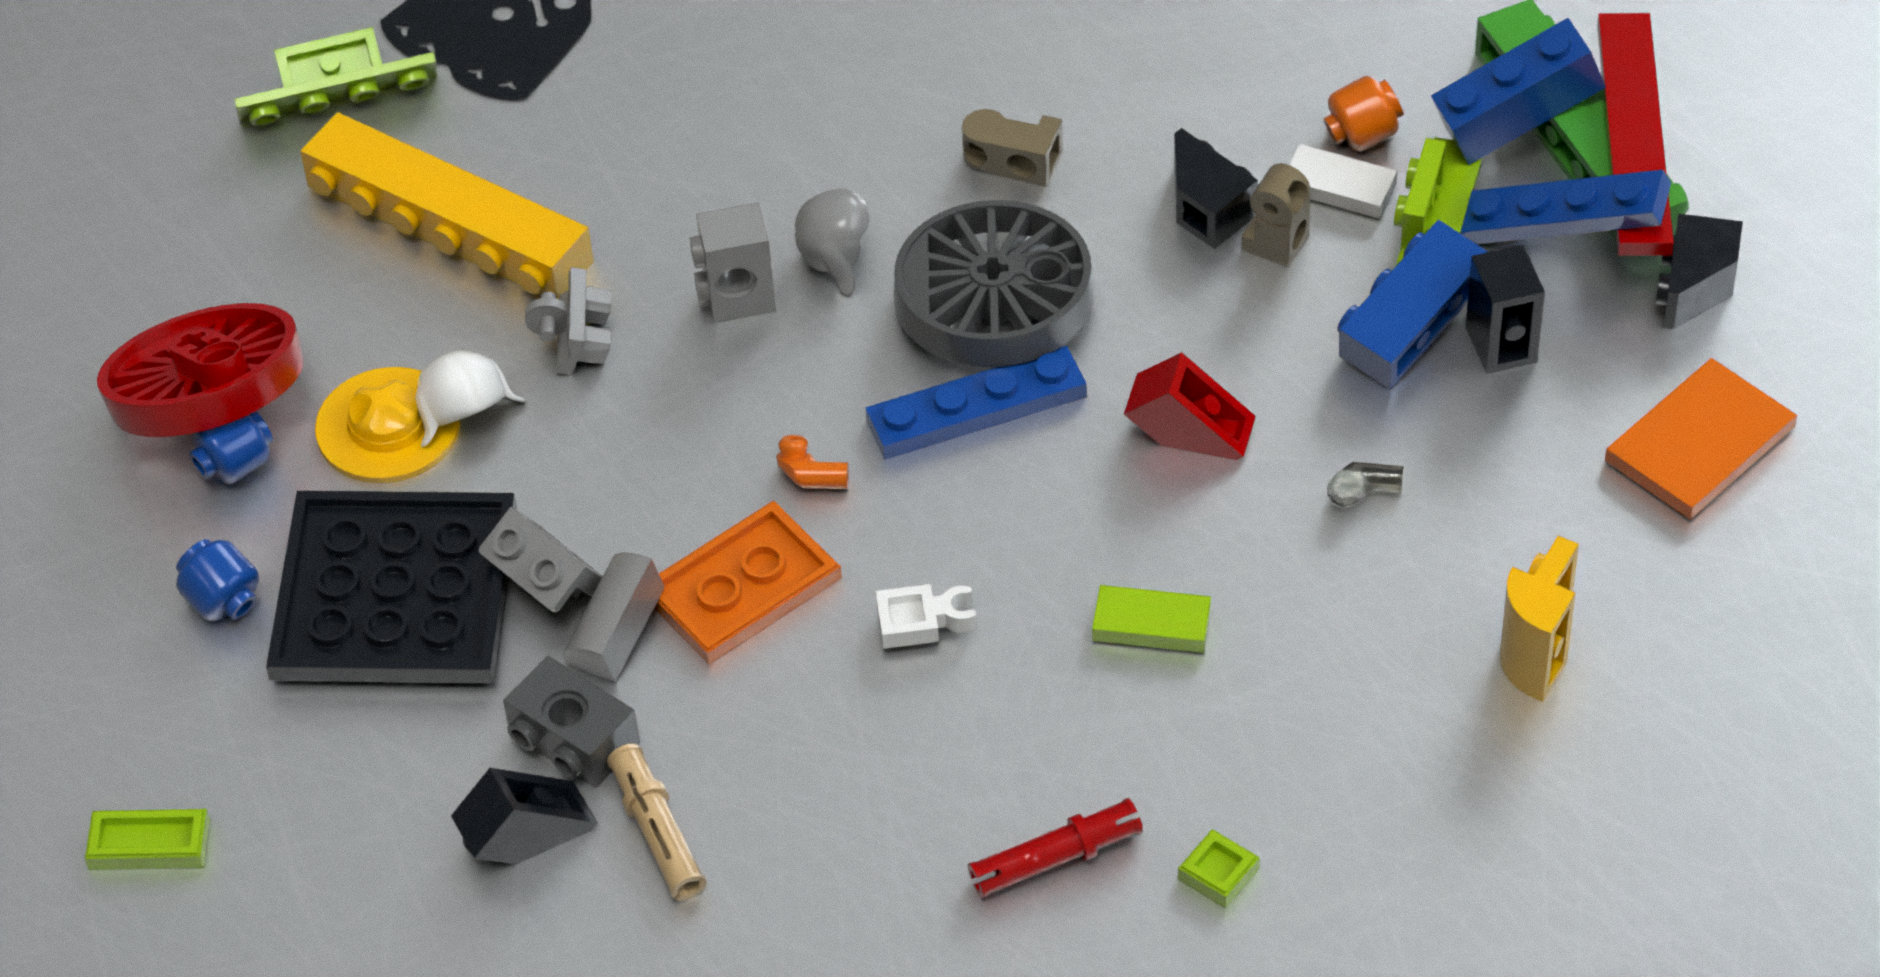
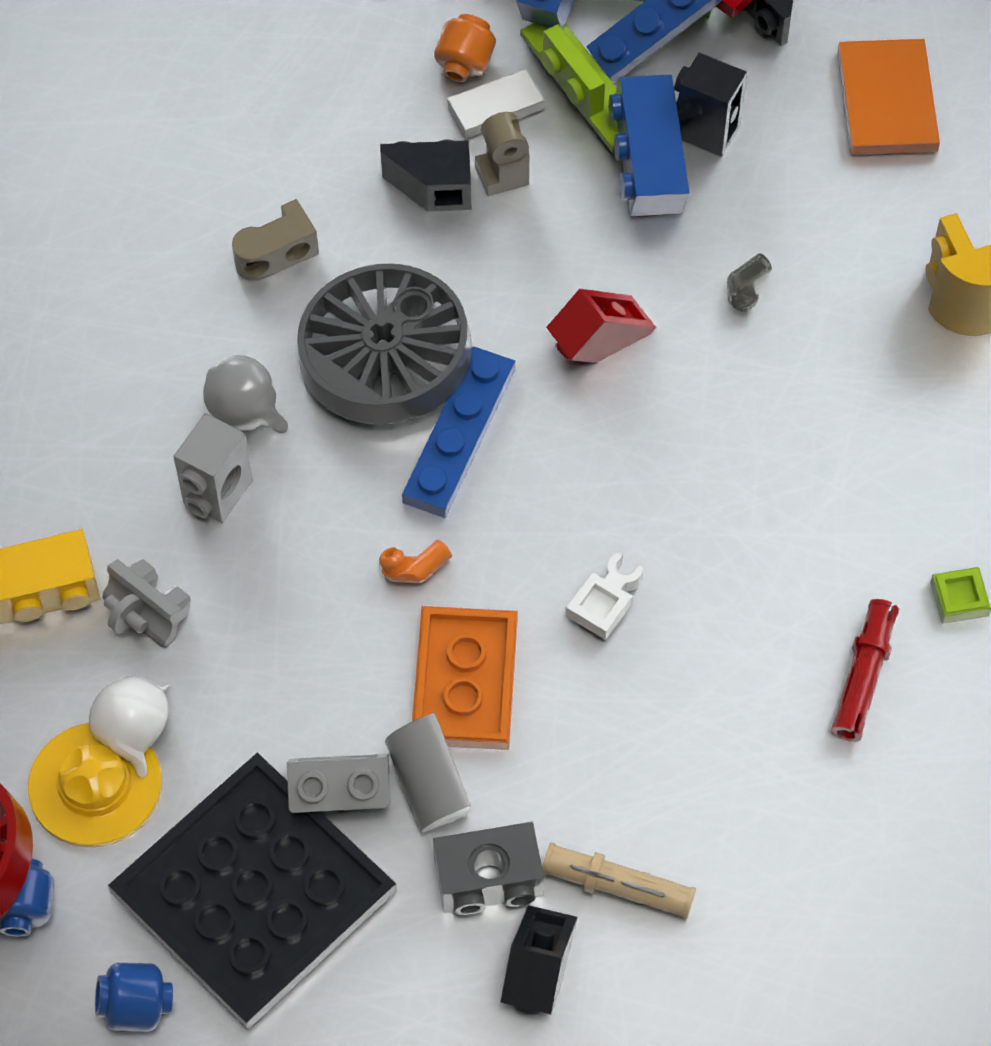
camera: 50 degrees left, 10 degrees up
(1151, 618) = (734, 476): lime tile -> none

